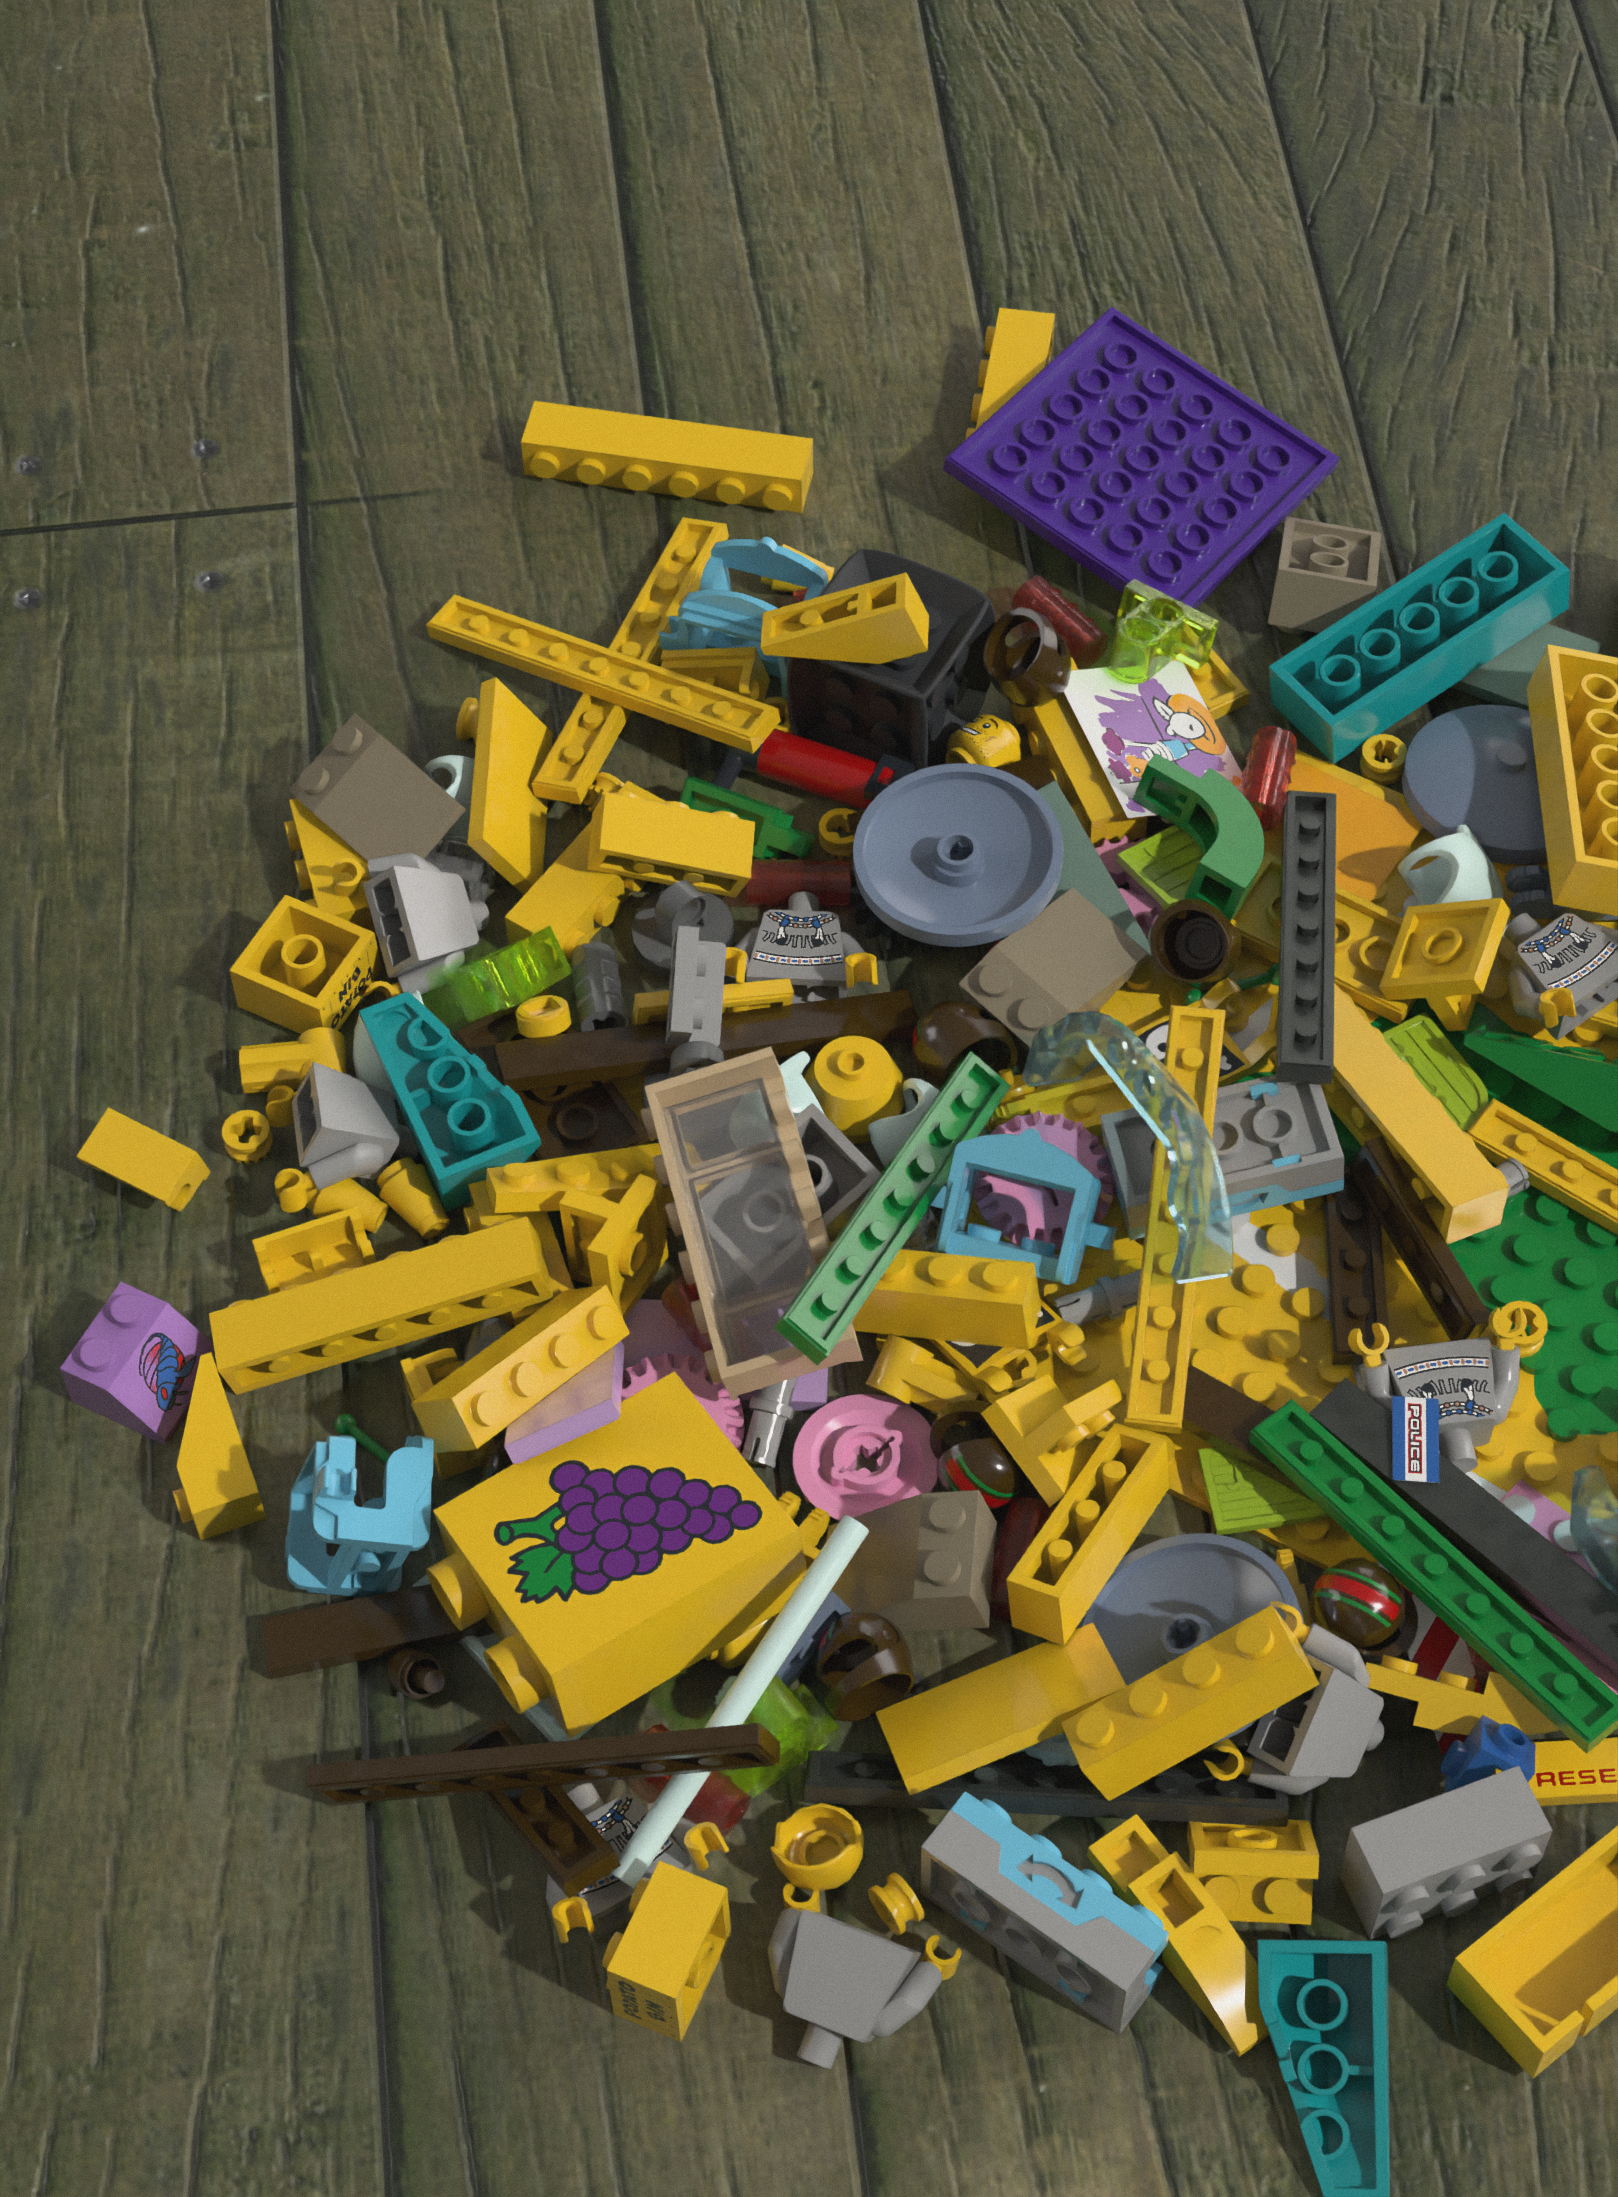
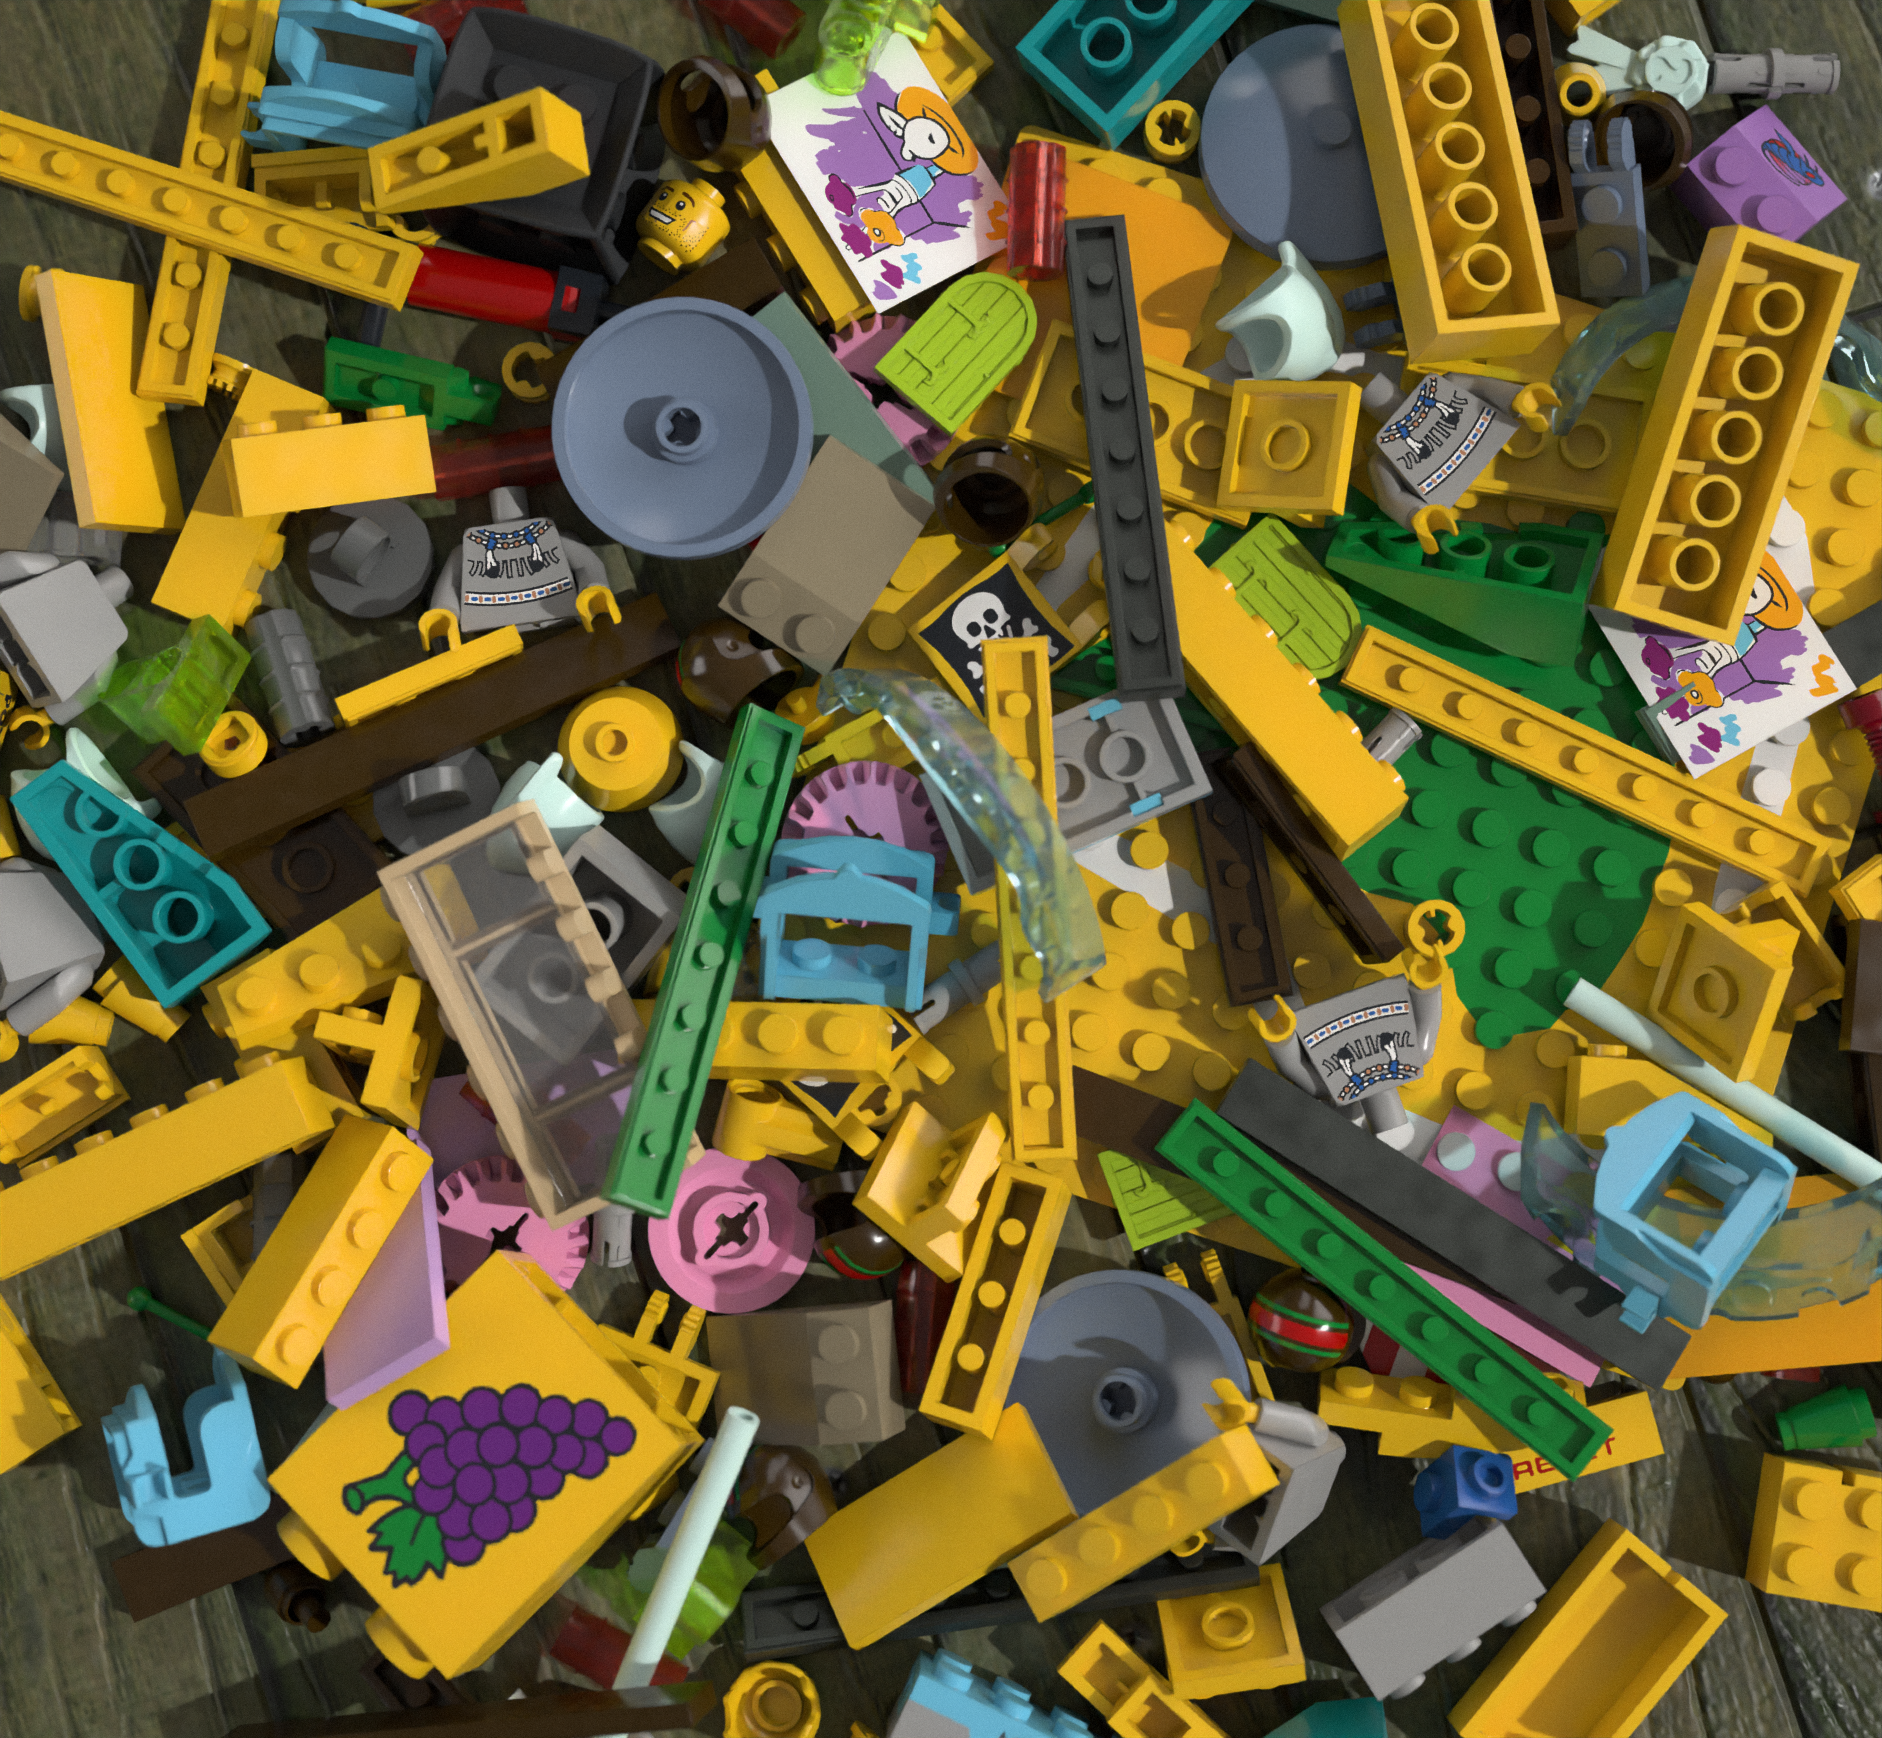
camera: 15 degrees left, 30 degrees up
(695, 989) = (407, 694): light grey bracket -> none
(1219, 823) = (1000, 316): green arch -> none
(1415, 1439) = (1339, 1123): sticker -> none

